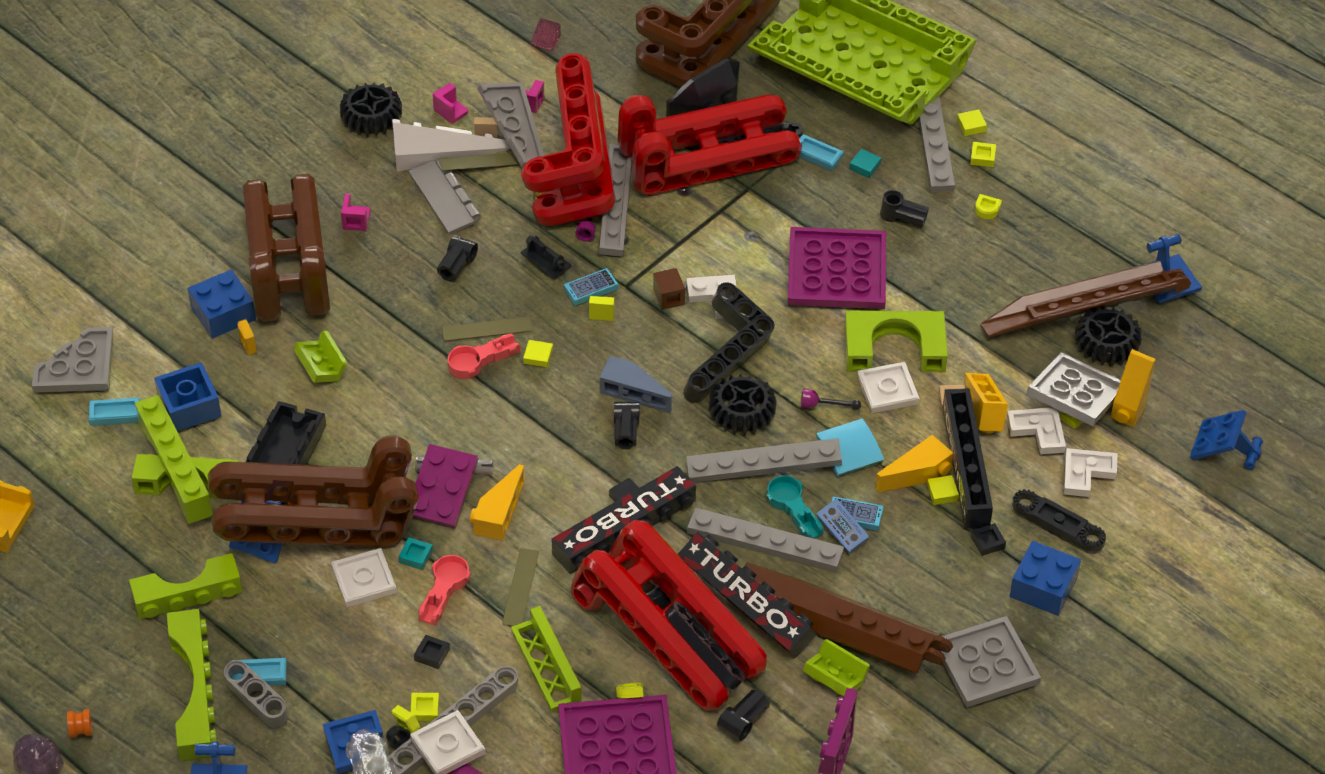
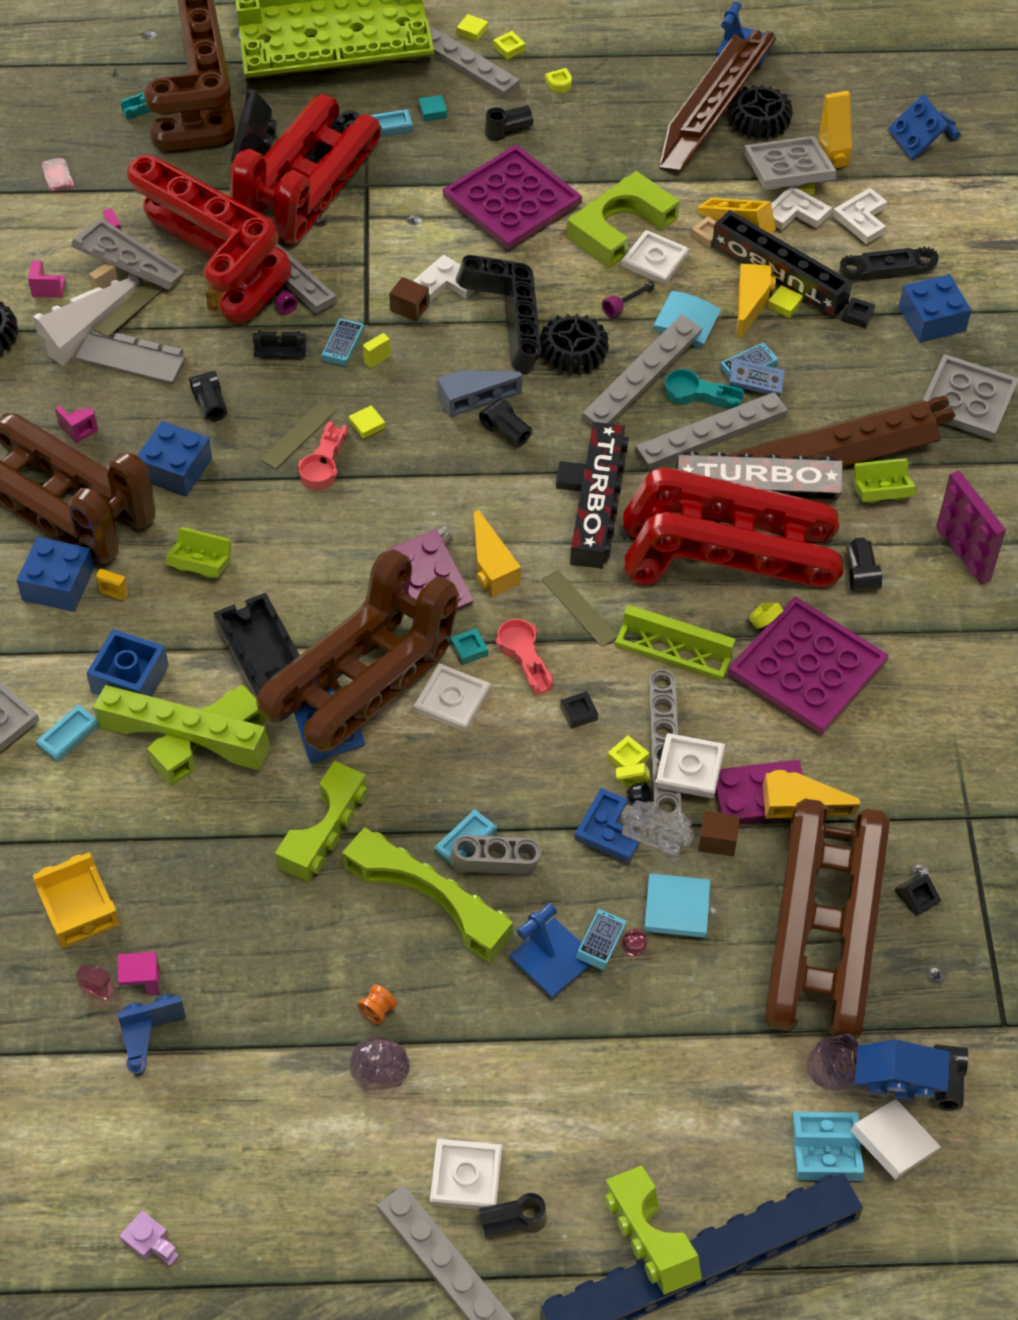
camera: 45 degrees left, 5 degrees up
(381, 283) = (175, 457): none -> blue brick
(705, 645) = (794, 531): black beam -> none

